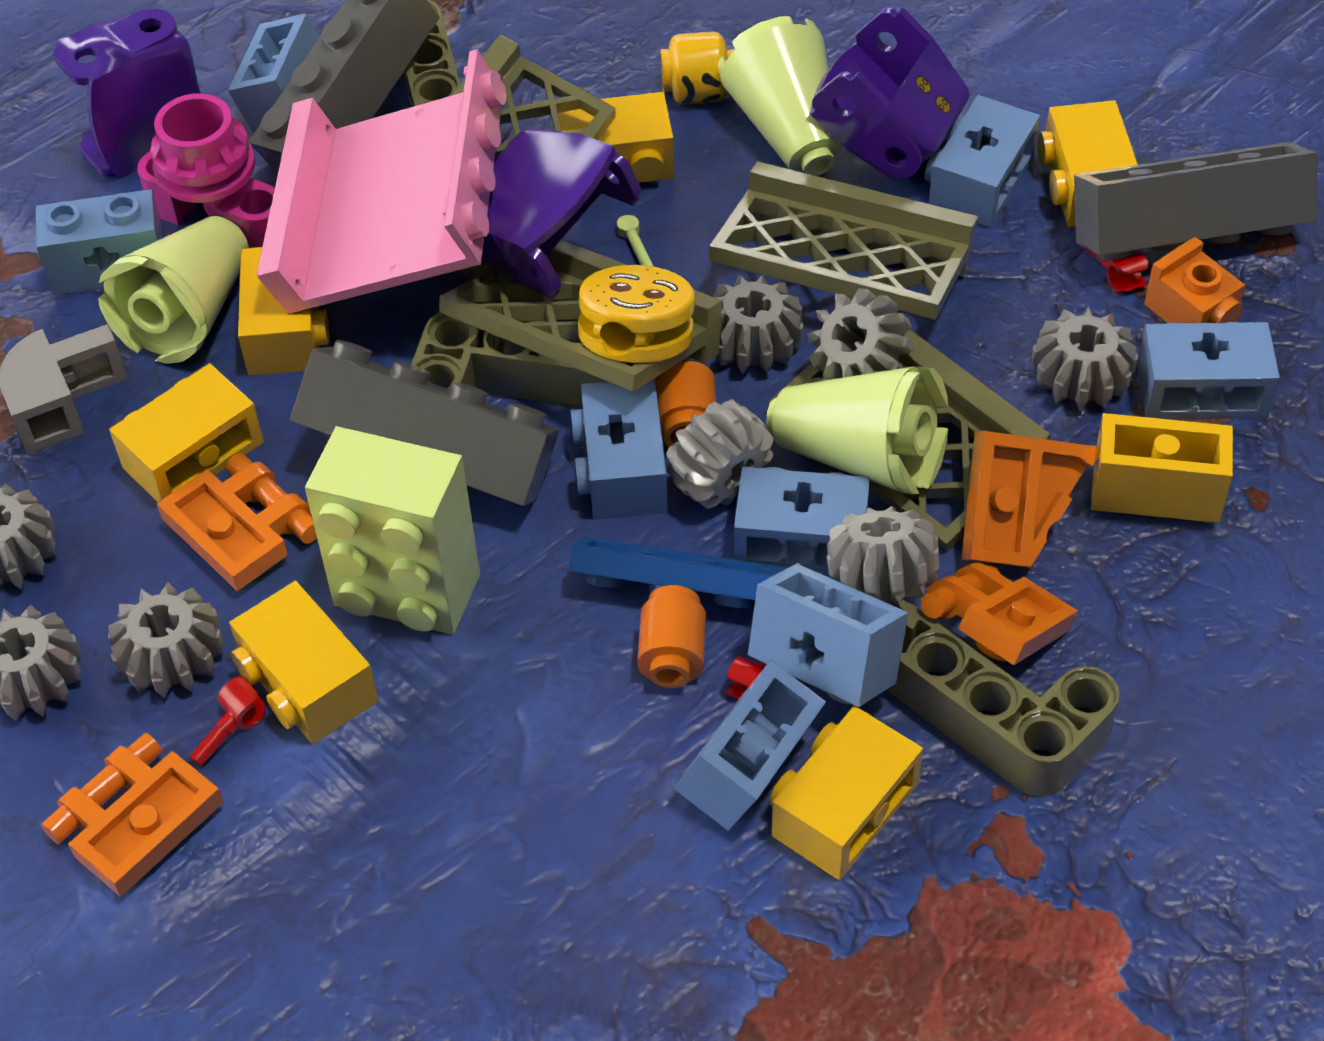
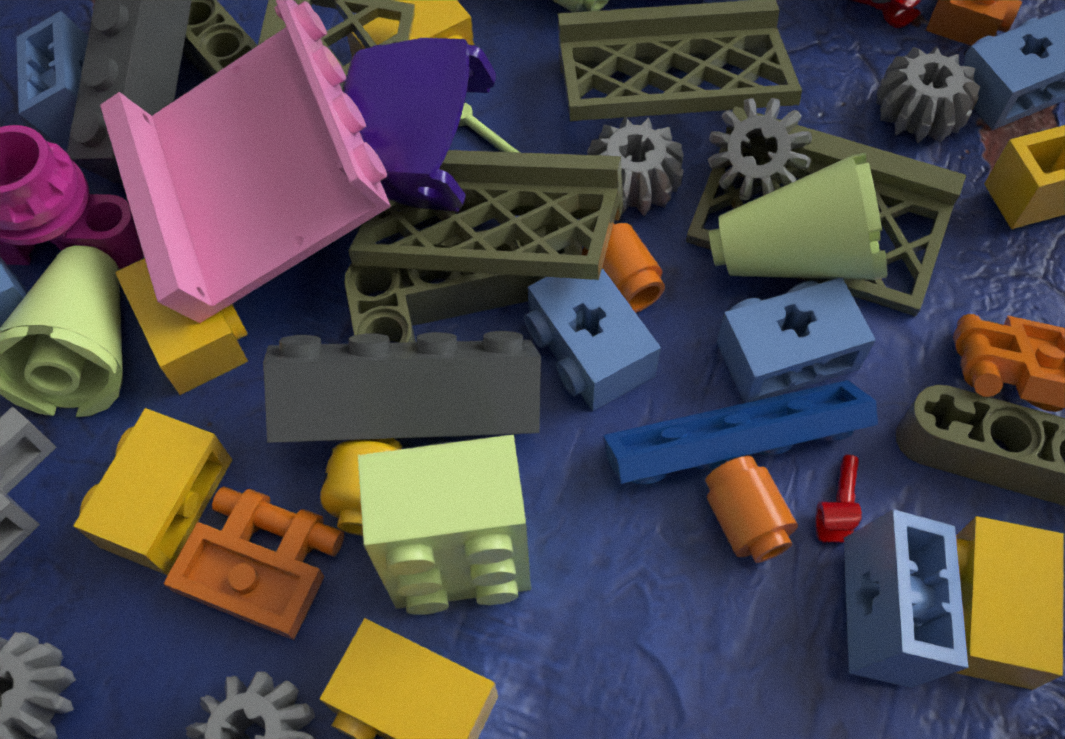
camera: 25 degrees left, 10 degrees up
(636, 313) = (561, 200): yellow head -> none
(713, 451) = (691, 305): light grey gear -> none
(827, 634) = (918, 455): medium blue brick -> none
(884, 554) = (917, 353): light grey gear -> none
(1017, 494) = (969, 244): orange wing -> none

